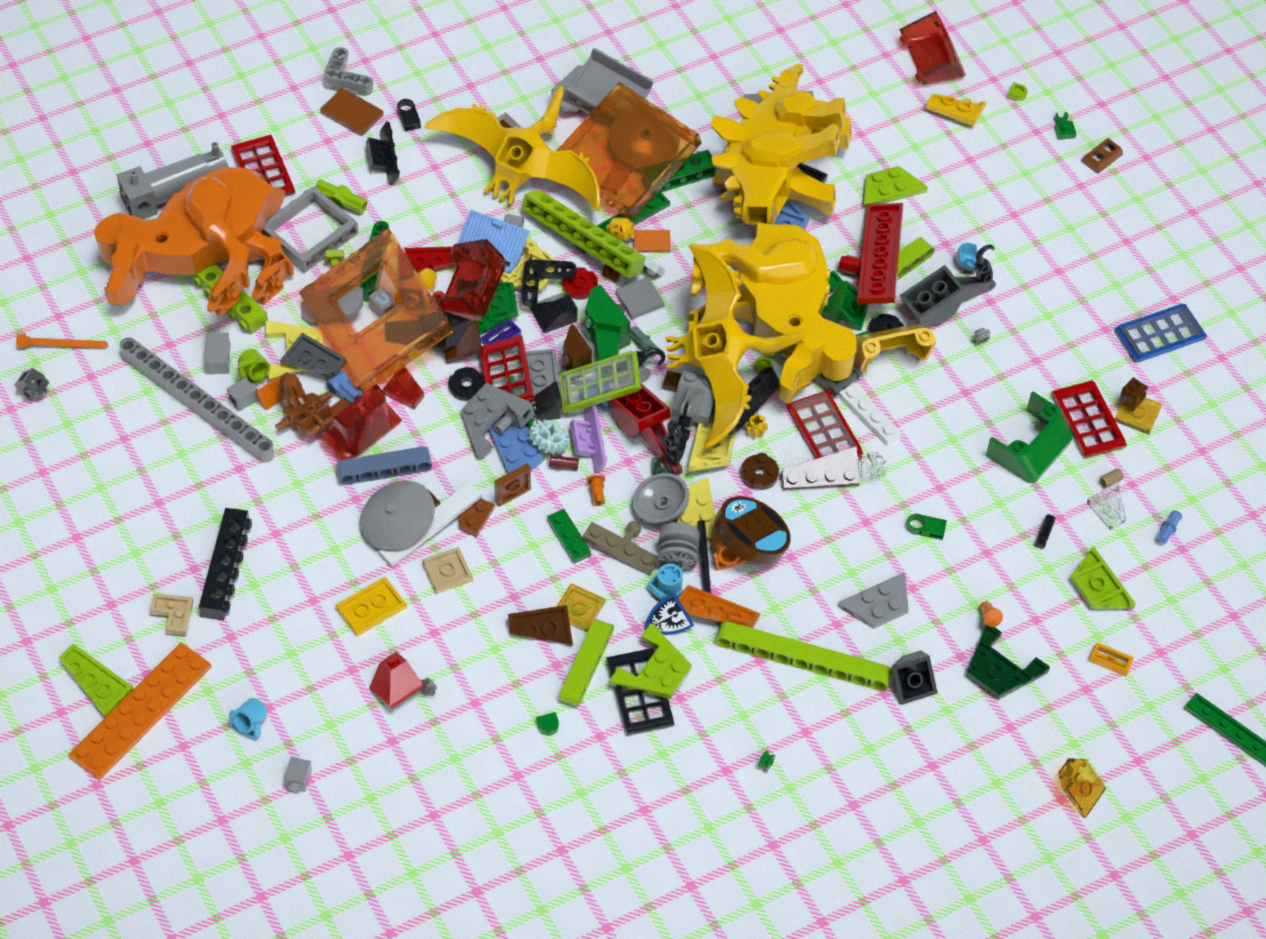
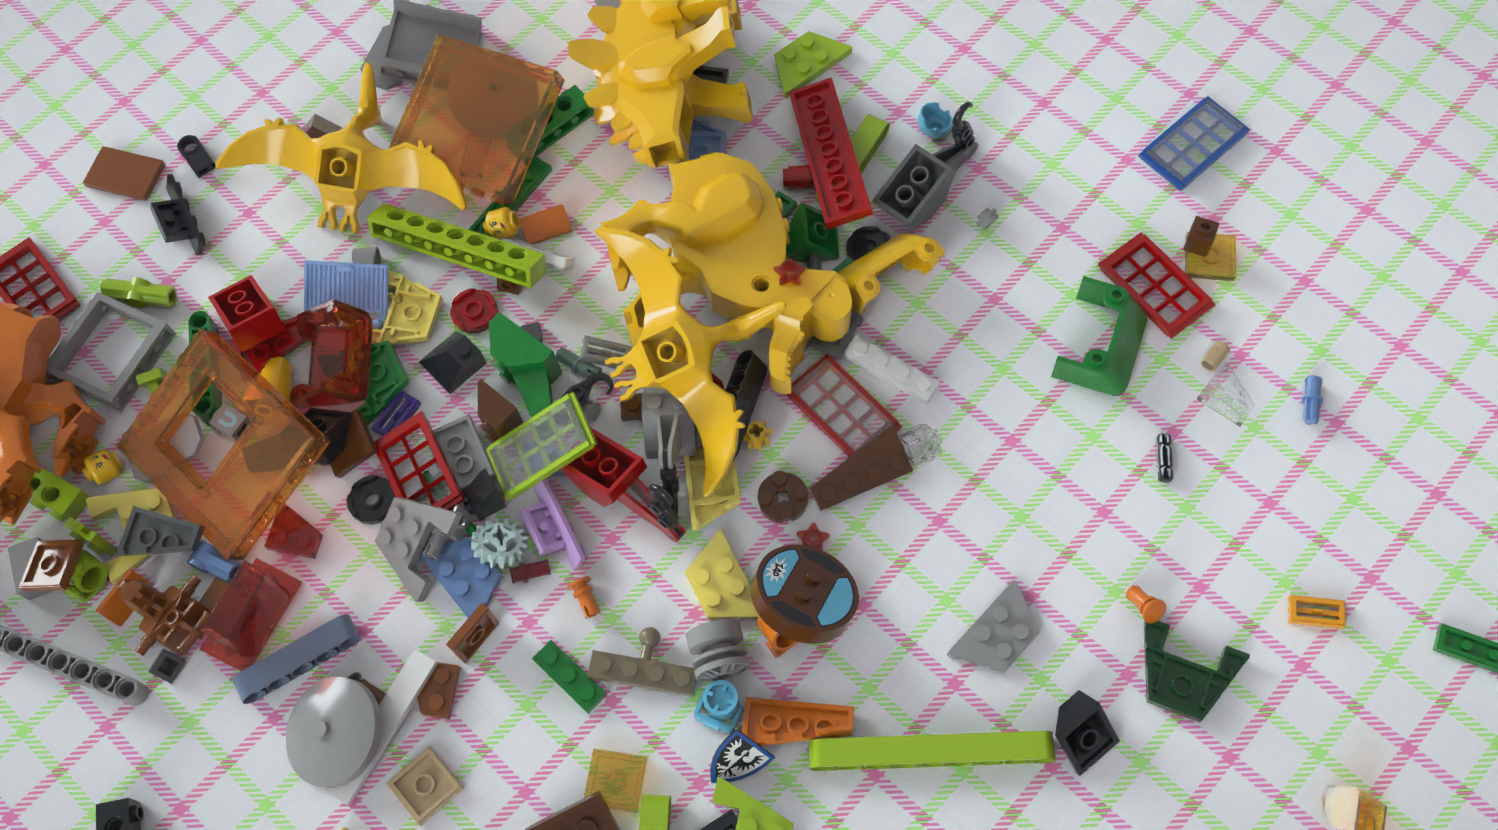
camera: 10 degrees left, 10 degrees up
(236, 351) = (51, 565): none -> dark orange tile
(242, 394) = (80, 617): light grey brick -> none
(265, 346) = (97, 543): none -> lime wing
(283, 303) = (102, 467): none -> yellow head
(293, 442) = (167, 666): none -> dark grey slope
(332, 74) = (91, 132): light grey beam -> none
(417, 232) = (247, 313): none -> red brick
(540, 272) = (418, 314): black beam -> none
(640, 297) = (554, 305): light grey tile -> none
(656, 466) = (656, 542): clear green arm -> none
(659, 339) = (587, 340): none -> light grey tile
(659, 491) = (658, 581): light grey dish -> none
(704, 557) = (754, 648): black bar -> none
(761, 363) = (734, 349): lime tile -> none
(772, 499) = (813, 531): none -> clear red plate
(818, 314) = (786, 266): none -> clear red plate
(931, 527) = (1024, 501): green piece -> none
(1099, 584) = (1261, 510): lime wing -> none

